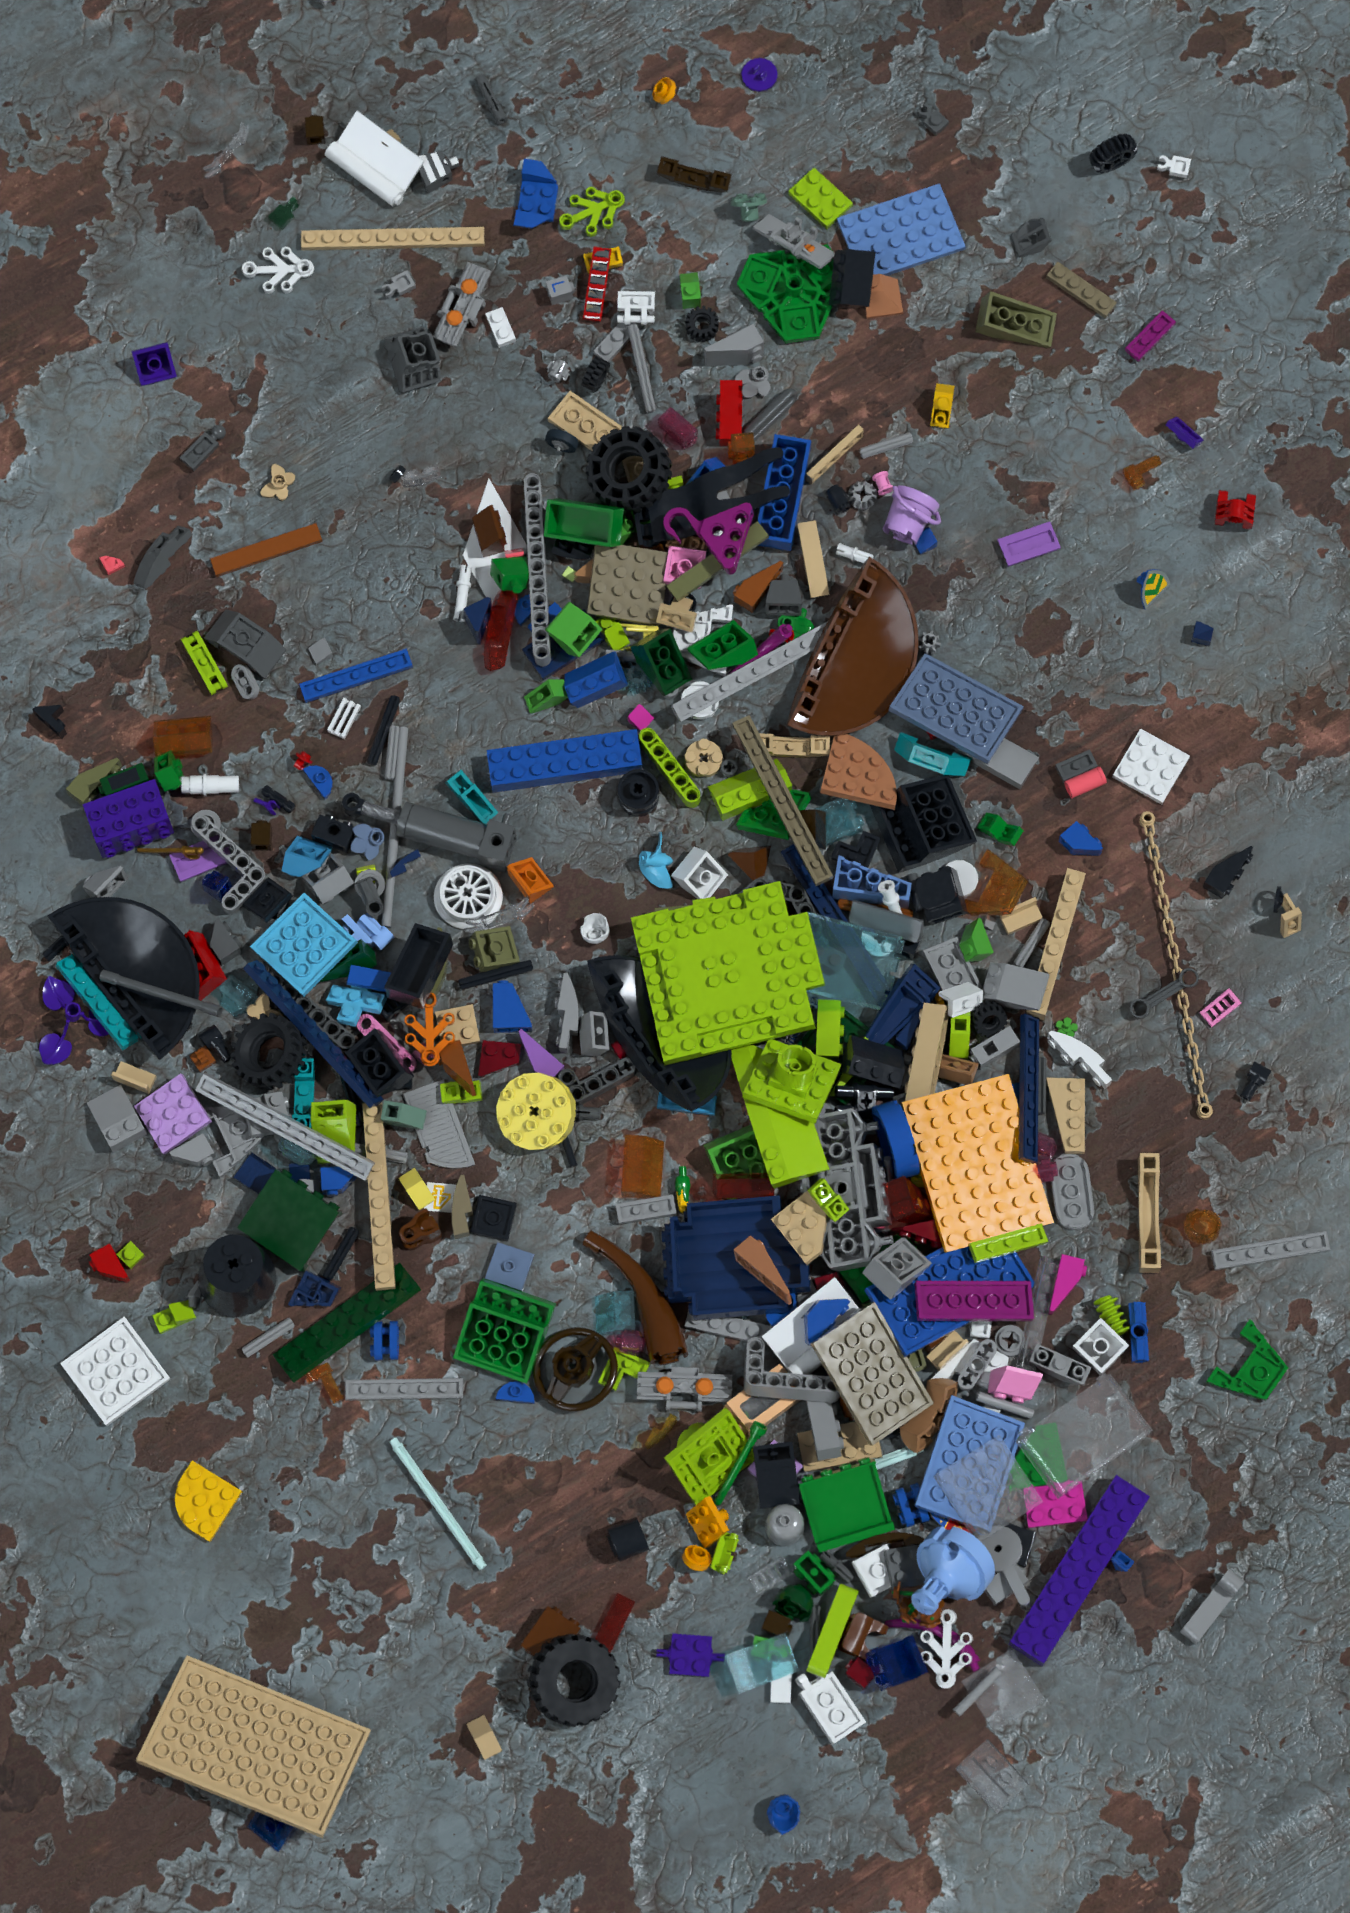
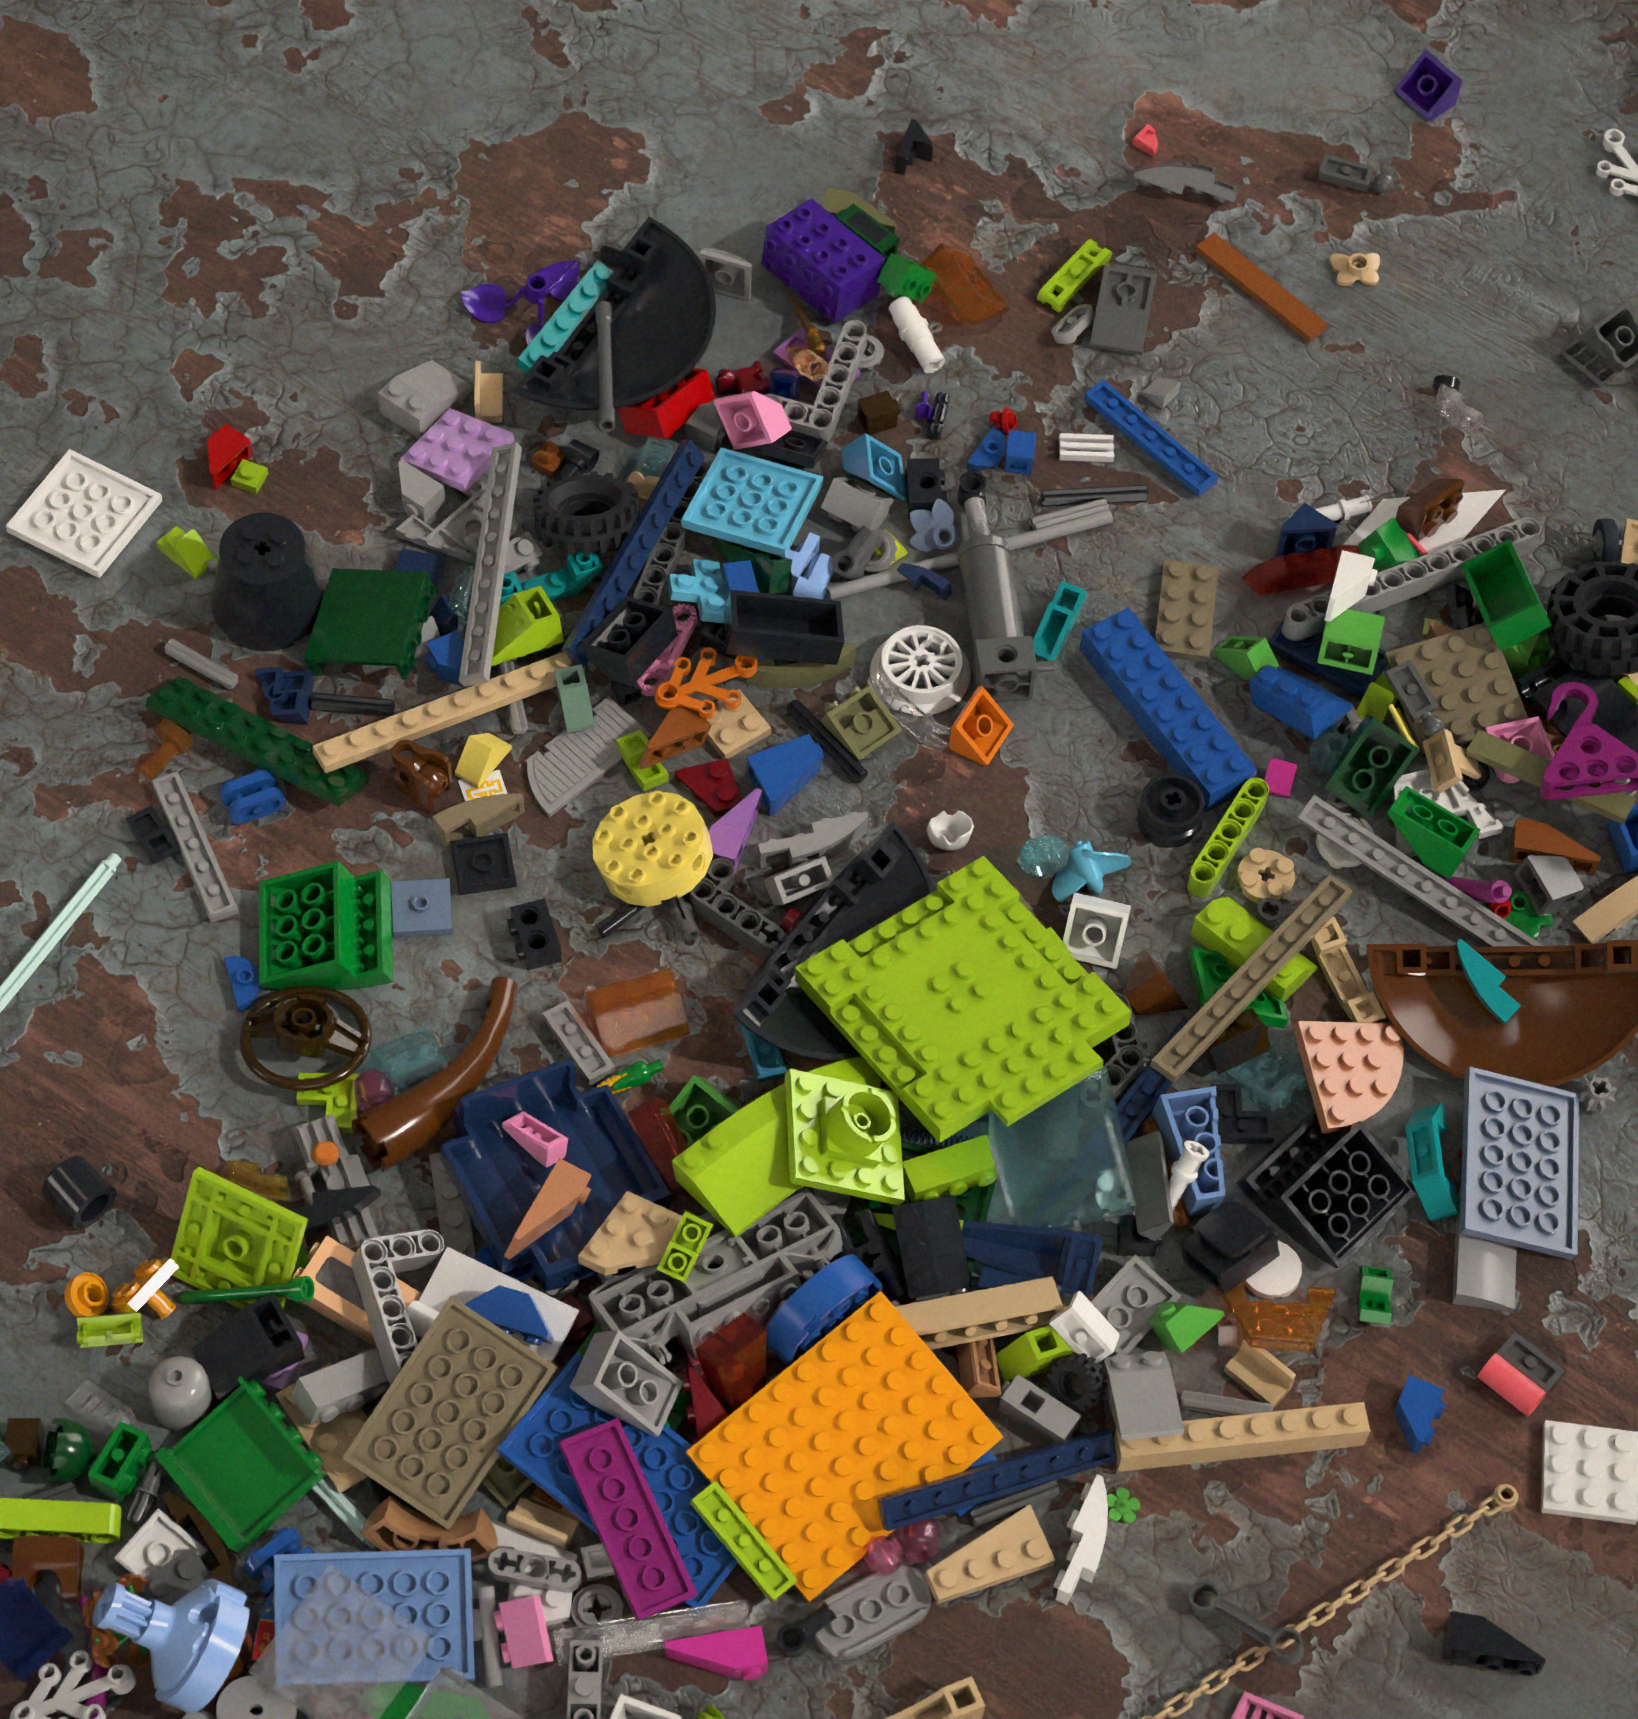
camera: 60 degrees right, 15 degrees down
(199, 909) = (744, 380): none -> dark red animal
(208, 866) = (801, 360): none -> clear orange piece
(244, 918) = (752, 419): none -> bright pink slope
(333, 760) = (1020, 452): none -> blue panel
(386, 1412) = (152, 835): none -> black slope
(494, 715) = (1186, 610): none -> dark tan plate
(534, 608) = (1350, 582): none -> white slope
(561, 1199) = (537, 934): none -> black brick
(628, 611) = (1415, 697): none -> dark grey plate
(638, 881) = (1044, 856): none -> clear light blue gear
(708, 1394) = (335, 1206): none -> black slope
(709, 1250) = (537, 1138): none -> bright pink slope
(838, 668) = (1485, 982): none -> teal slope
(1071, 1230) = (805, 1629): none -> black pin

